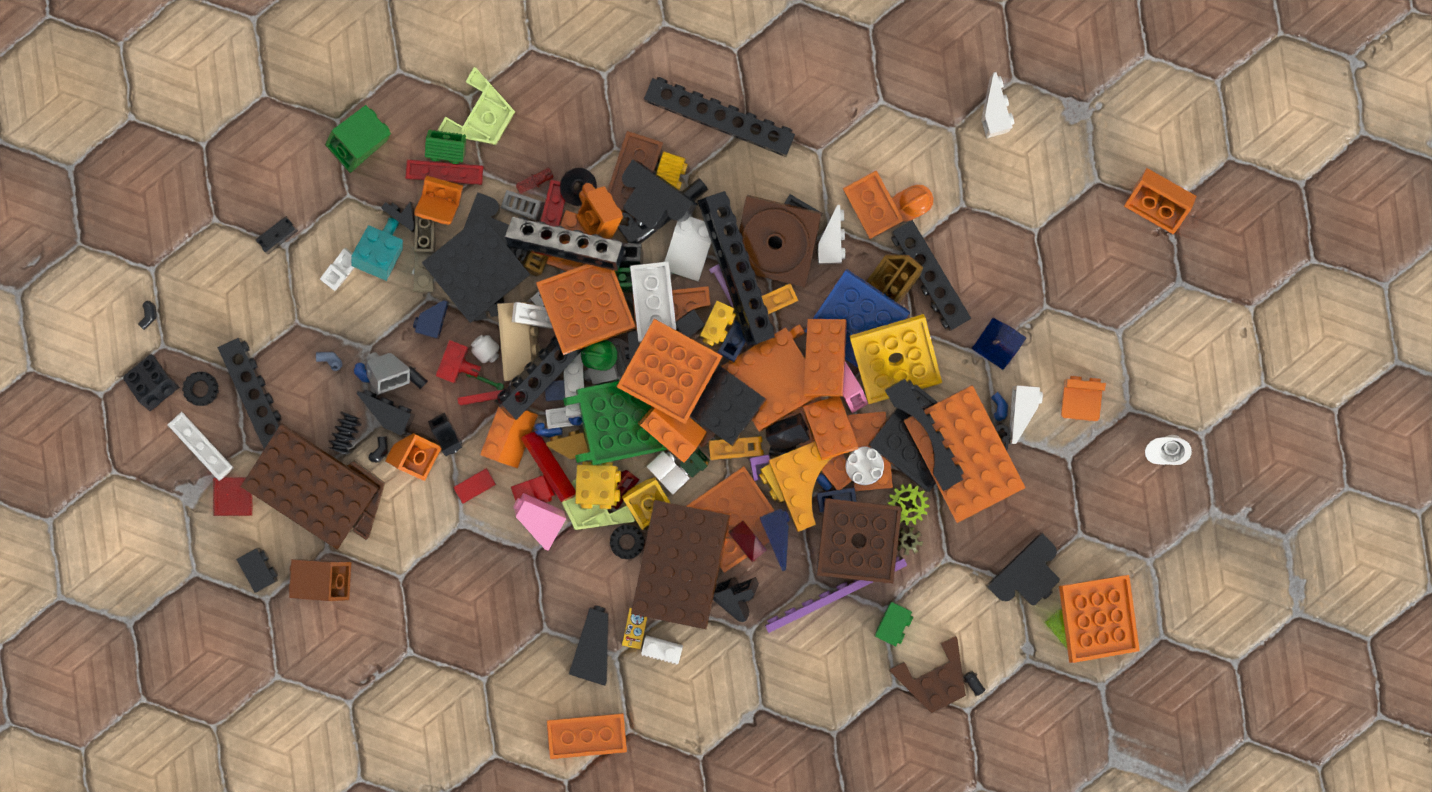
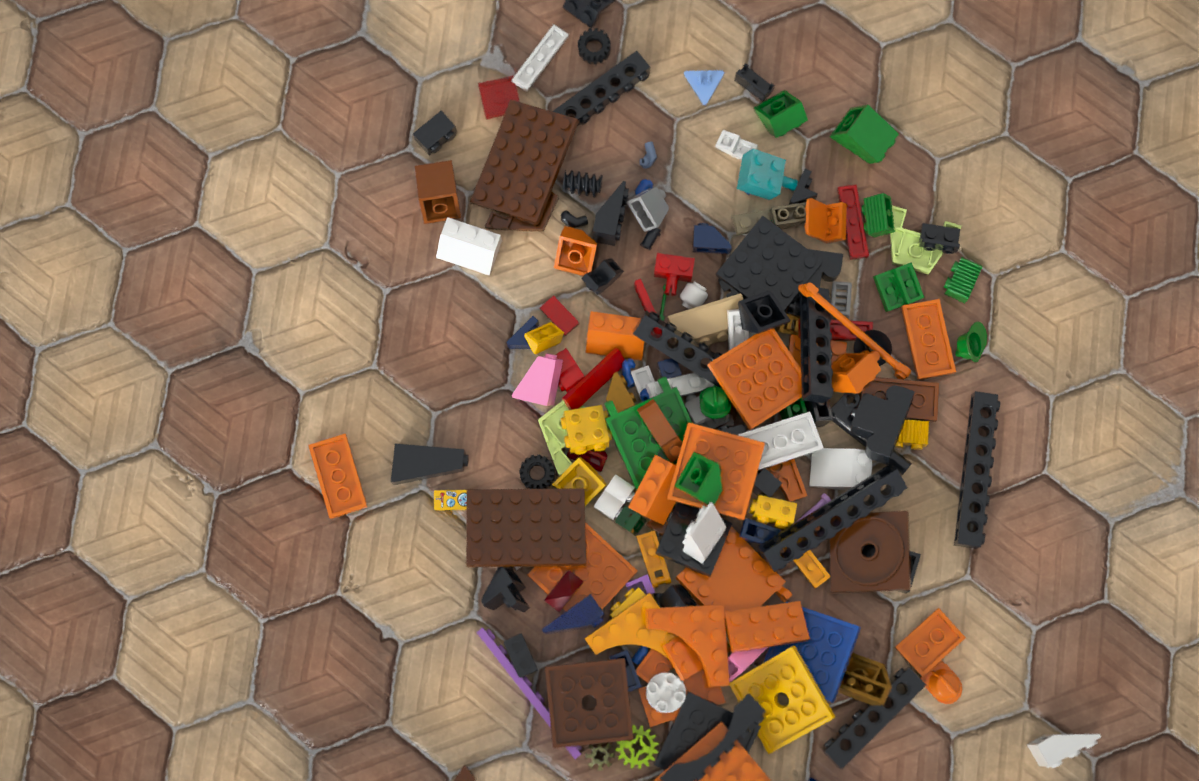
camera: 80 degrees right, 10 degrees down
(264, 285) = (704, 83): none -> light blue piece
(316, 216) = (781, 113): none -> green slope
(384, 561) = (468, 246): none -> white slope
(482, 92) = (939, 238): none -> black bracket
(490, 529) = (518, 340): none -> dark blue slope
(494, 506) = (544, 337): none -> yellow slope
(522, 145) = (898, 287): none -> green slope
(524, 289) = (761, 313): none -> black slope
(529, 80) = (963, 279): none -> green brick
(534, 181) = (867, 306): clear red axle -> none
(580, 129) = (928, 339): none -> orange plate
(595, 87) = (972, 343): none -> green piece
(606, 164) = (811, 290): none -> orange hinge
(616, 414) = (661, 430): none -> dark orange slope
(662, 649) = (437, 530): white brick -> none
(676, 388) = (701, 479): none -> green slope
(727, 395) = (704, 534): none -> white slope
(799, 595) = (520, 655): none -> black bracket
(816, 418) = (702, 630): none -> orange plate
(830, 243) = (880, 607): white slope -> none
(893, 624) = (512, 759): green brick -> none

